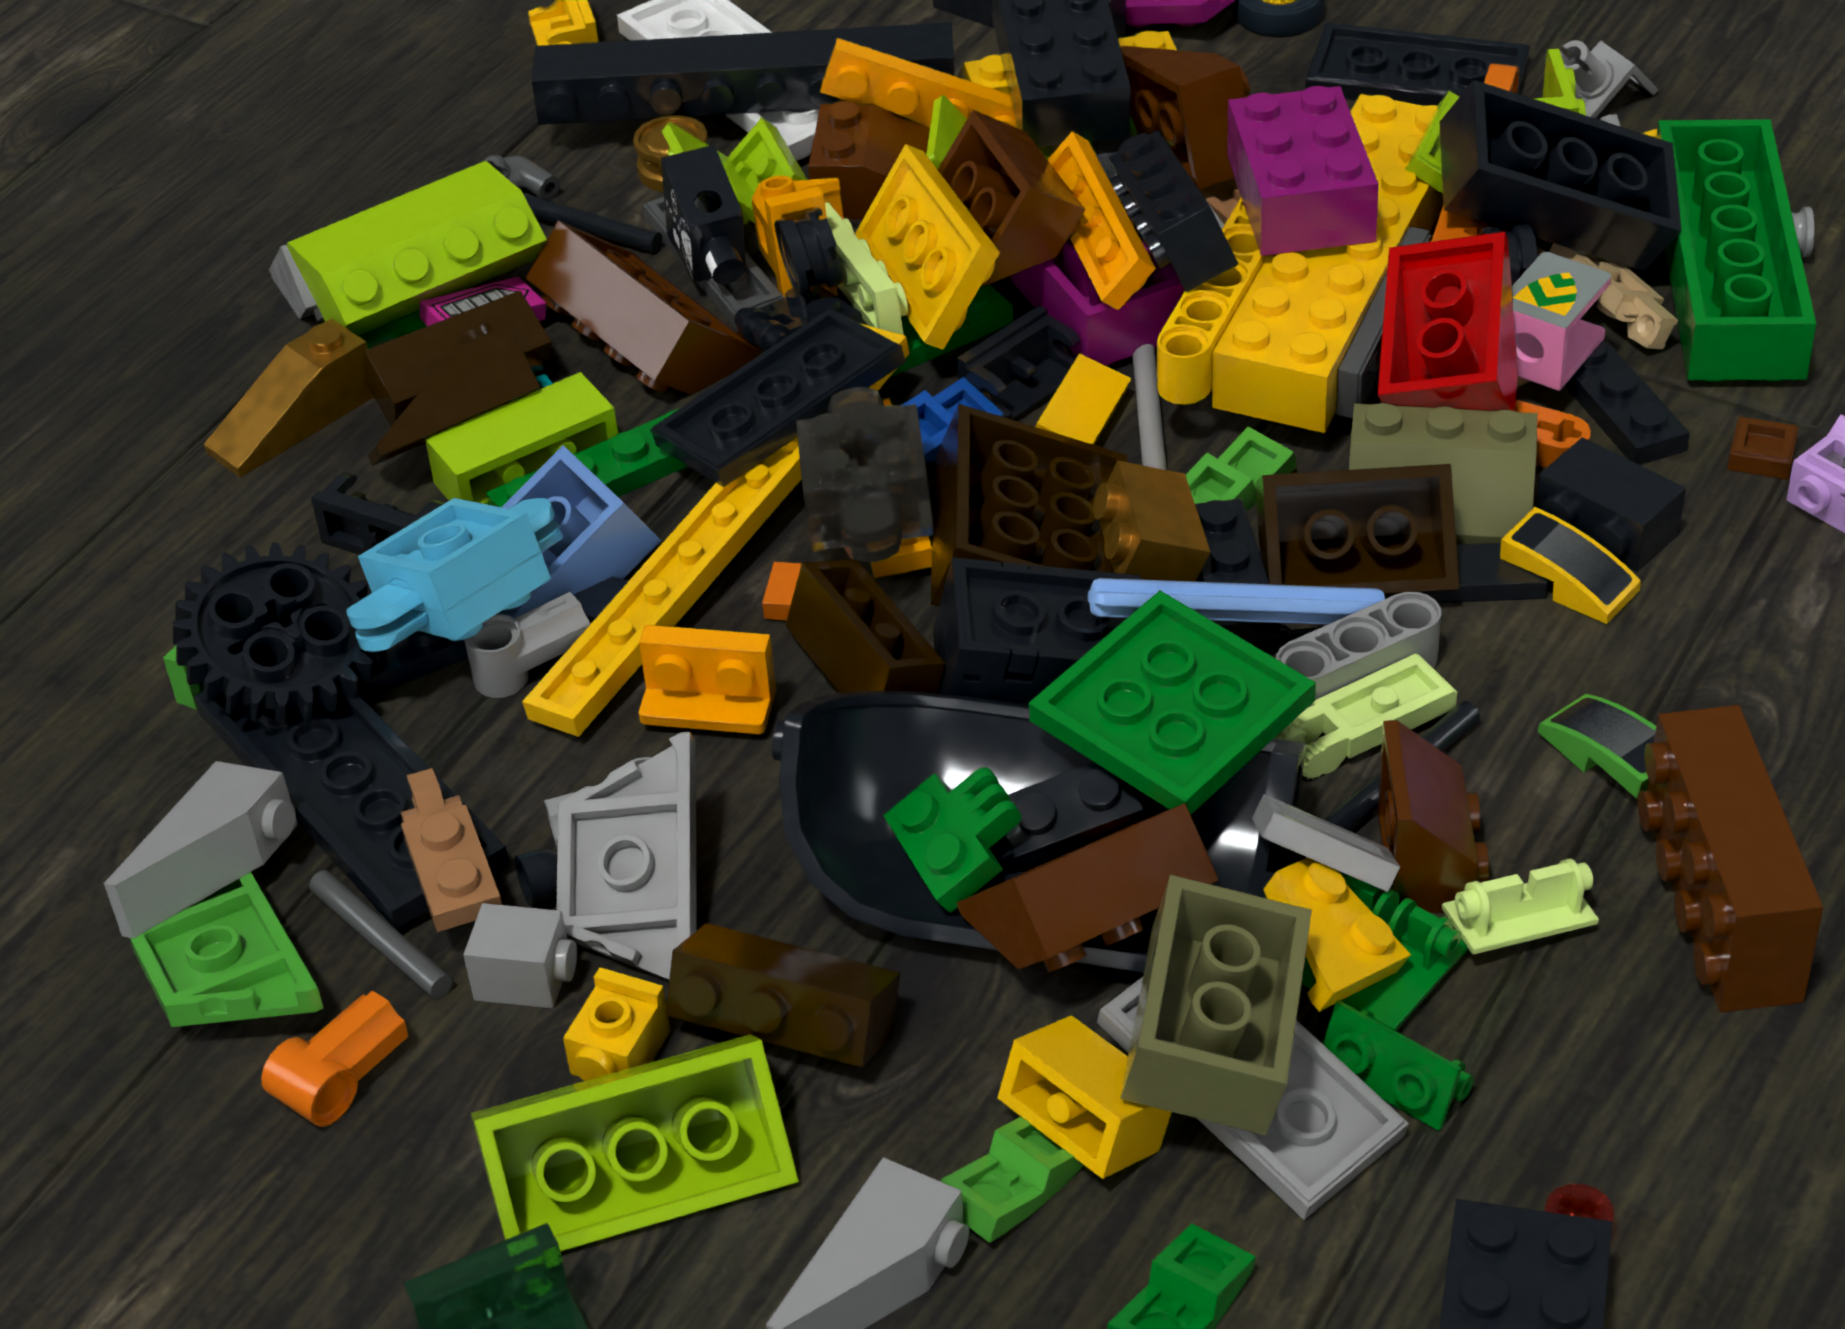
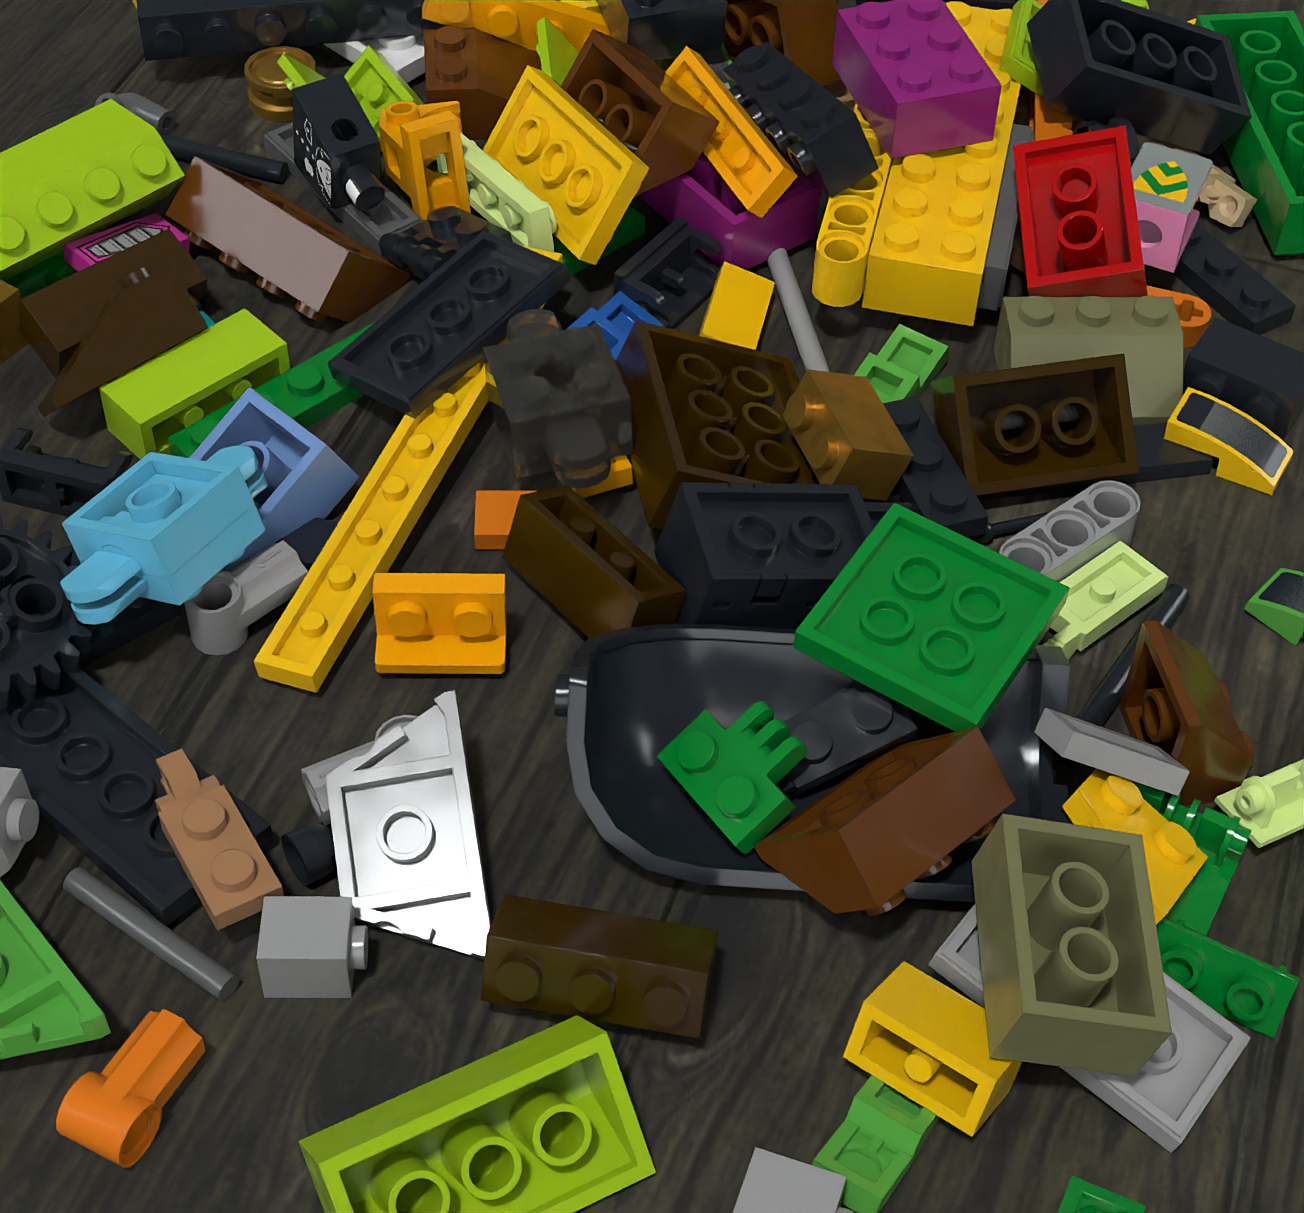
camera: 15 degrees left, 5 degrees up
(617, 1026) = (431, 1021): yellow brick -> none
(808, 252) = (450, 175): black wheel -> none
(1235, 600) = (948, 504): light blue axle -> none

